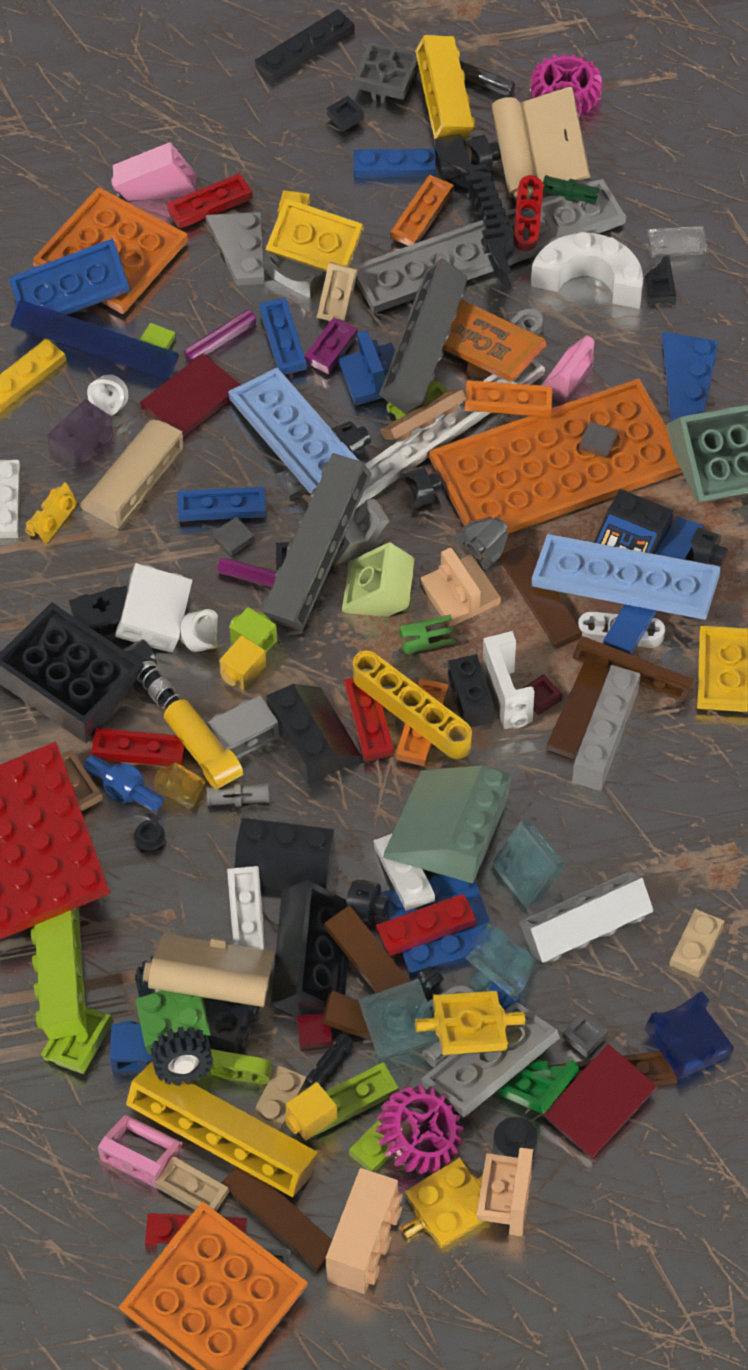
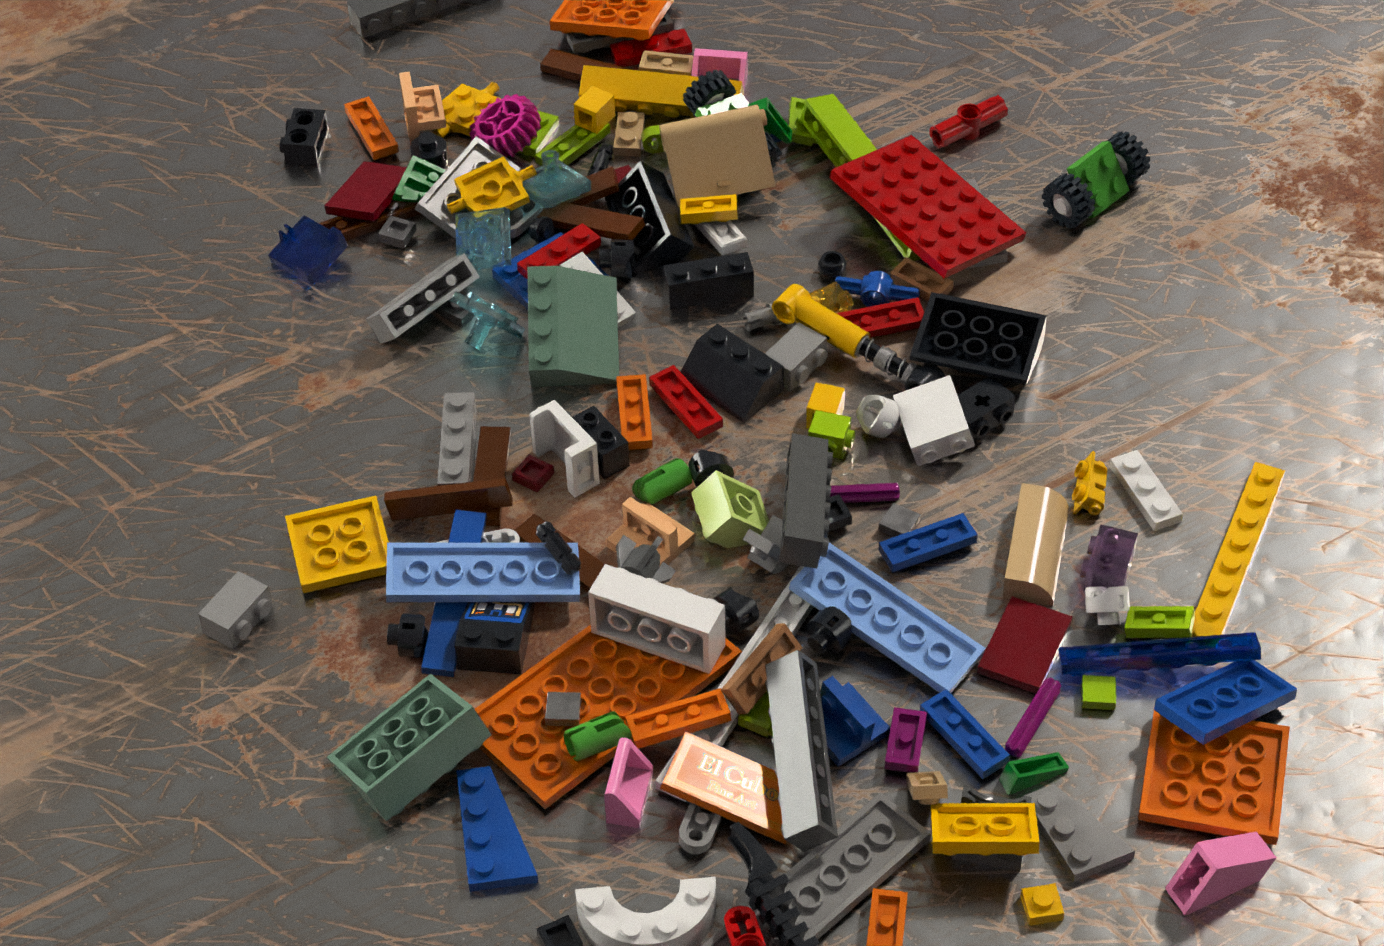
camera: 160 degrees right, 10 degrees down
(73, 367) = (1159, 622): none -> lime plate
(133, 1000) = (775, 123): none -> green piece
(209, 200) = (1141, 870): red plate -> none
(244, 296) = (1031, 771): none -> green piece
(249, 916) = (708, 209): none -> yellow plate
(363, 1231) = (520, 56): light nougat brick -> none
(379, 623) = (708, 464): none -> black piece
(417, 716) = (646, 400): yellow beam -> none
(494, 466) = (657, 618): none -> white brick
(552, 568) = (558, 548): none -> black axle
(570, 1208) = (371, 128): none -> orange plate
(580, 401) = (595, 735): none -> bright green arm
(646, 1213) = (305, 137): none -> black brick
(696, 943) = (322, 323): tan plate -> none

